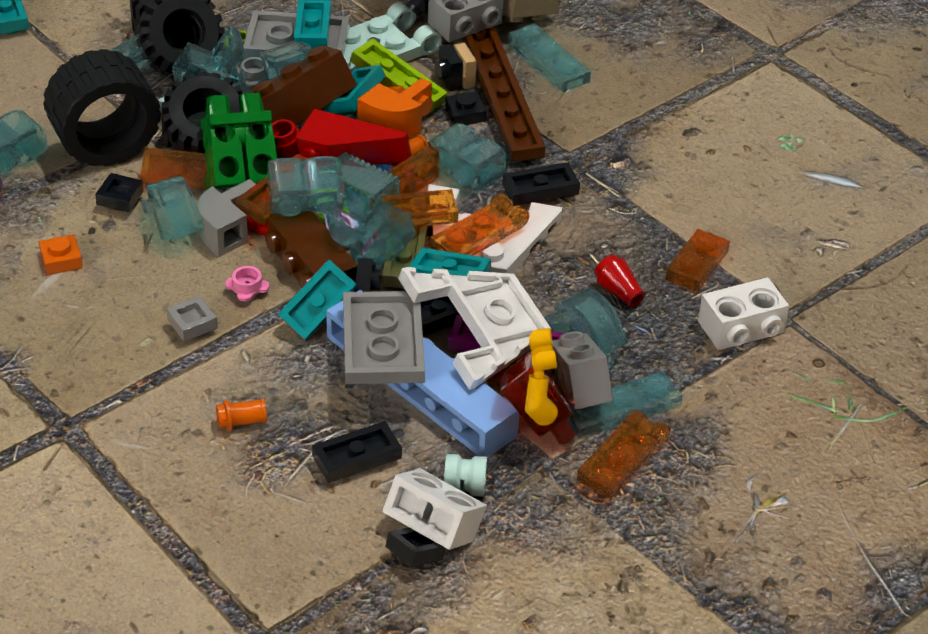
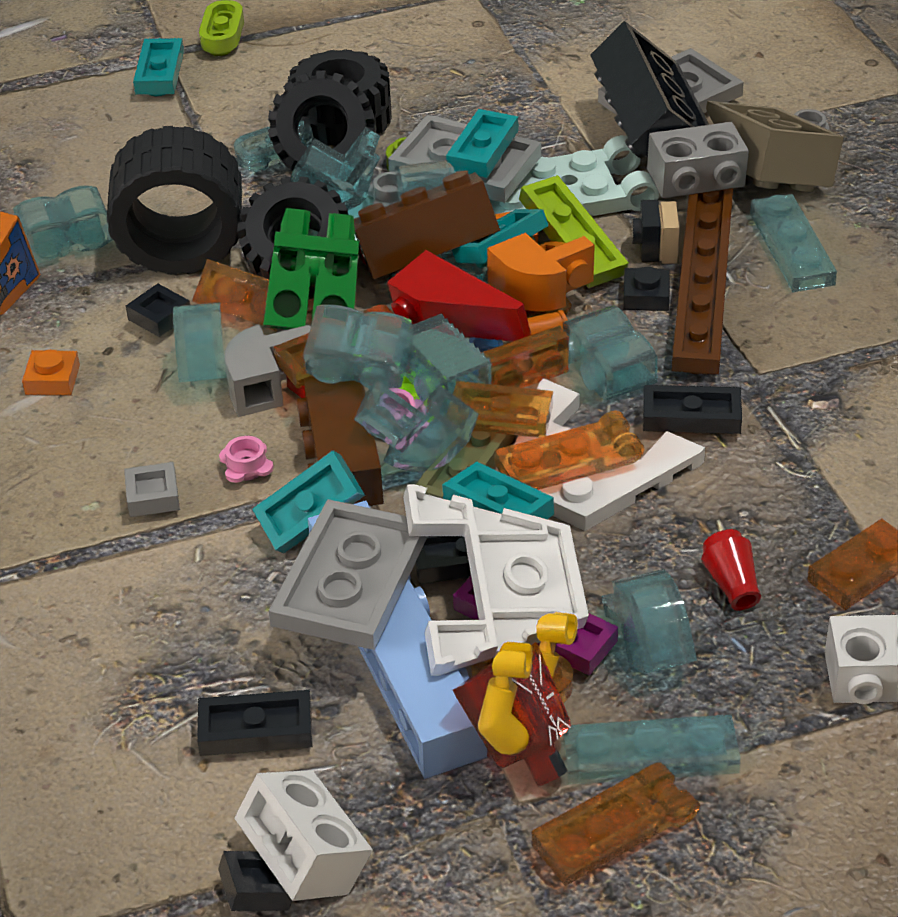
camera: 25 degrees right, 0 degrees up
(240, 413) = (140, 630): orange pin -> none
(284, 137) = (373, 279): red cone -> none
(367, 276) = (387, 486): black plate -> none
(466, 473) = (376, 795): light aqua wheel -> none
(582, 370) = (599, 686): light grey brick -> none

